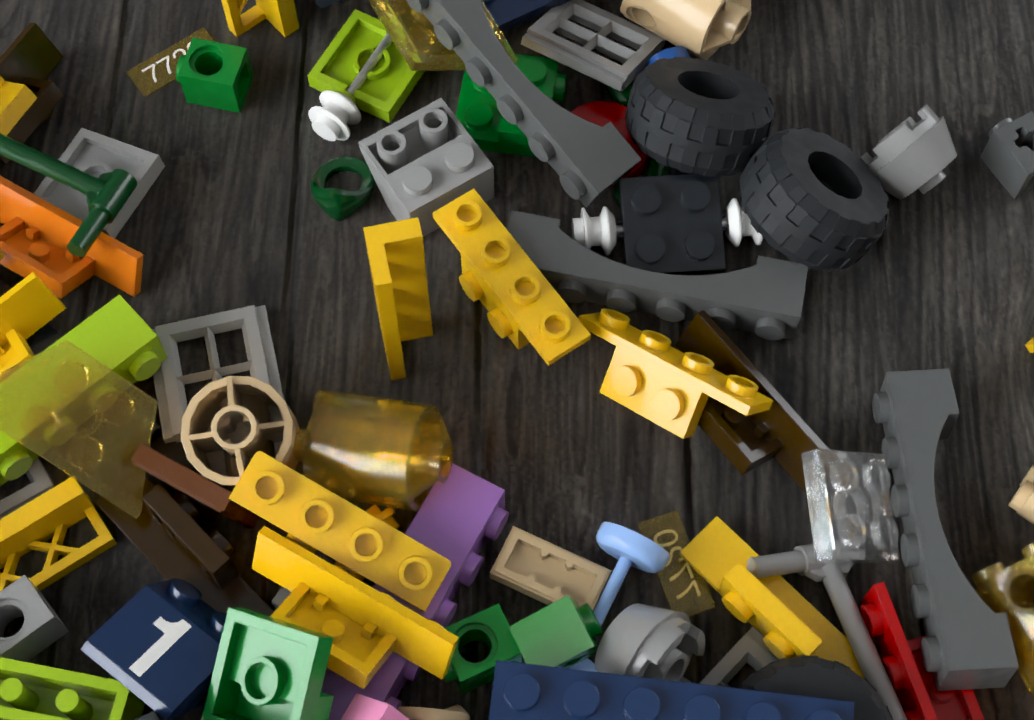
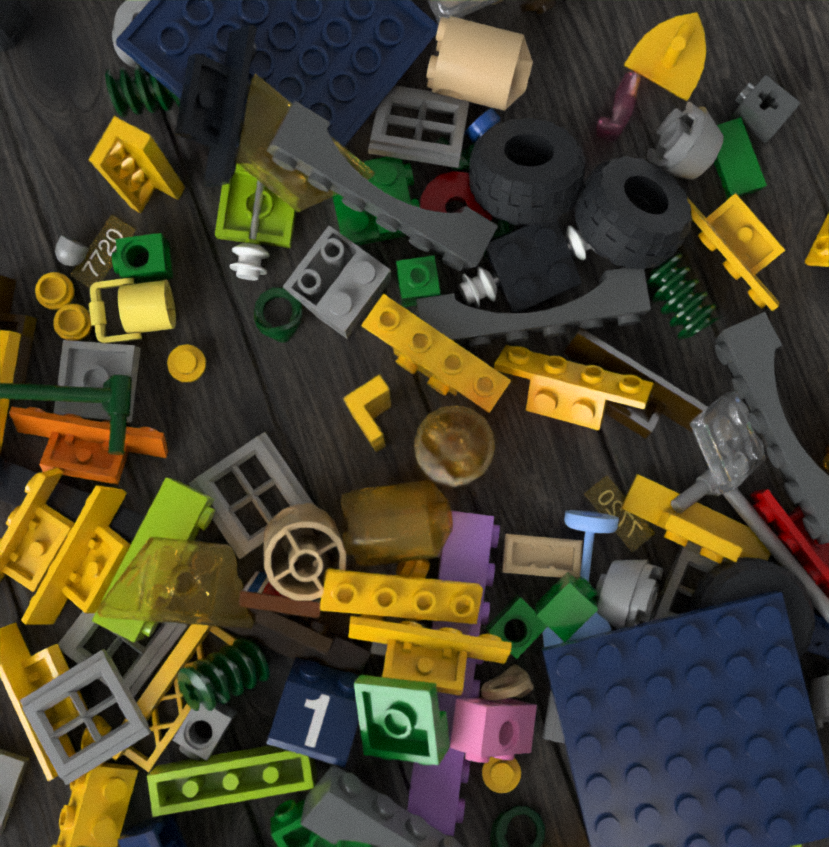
camera: 25 degrees left, 20 degrees up
(73, 552) = (223, 672): none -> dark green piece
(99, 76) = (54, 290): none -> yellow plate
(102, 113) = (72, 322): none -> yellow plate
(138, 44) = (70, 251): none -> light grey hinge
(183, 120) = (140, 305): none -> light yellow piece
(210, 200) = (186, 363): none -> yellow plate
(485, 384) = (453, 446): none -> clear yellow cylinder
(522, 189) = (417, 279): none -> green brick
(843, 102) = (623, 107): none -> clear pink arm
(845, 326) = (680, 298): none -> dark green piece
(926, 70) = (672, 55): none -> yellow shield
(950, 290) = (743, 243): none -> yellow bracket
(970, 202) = (737, 161): none -> green tile

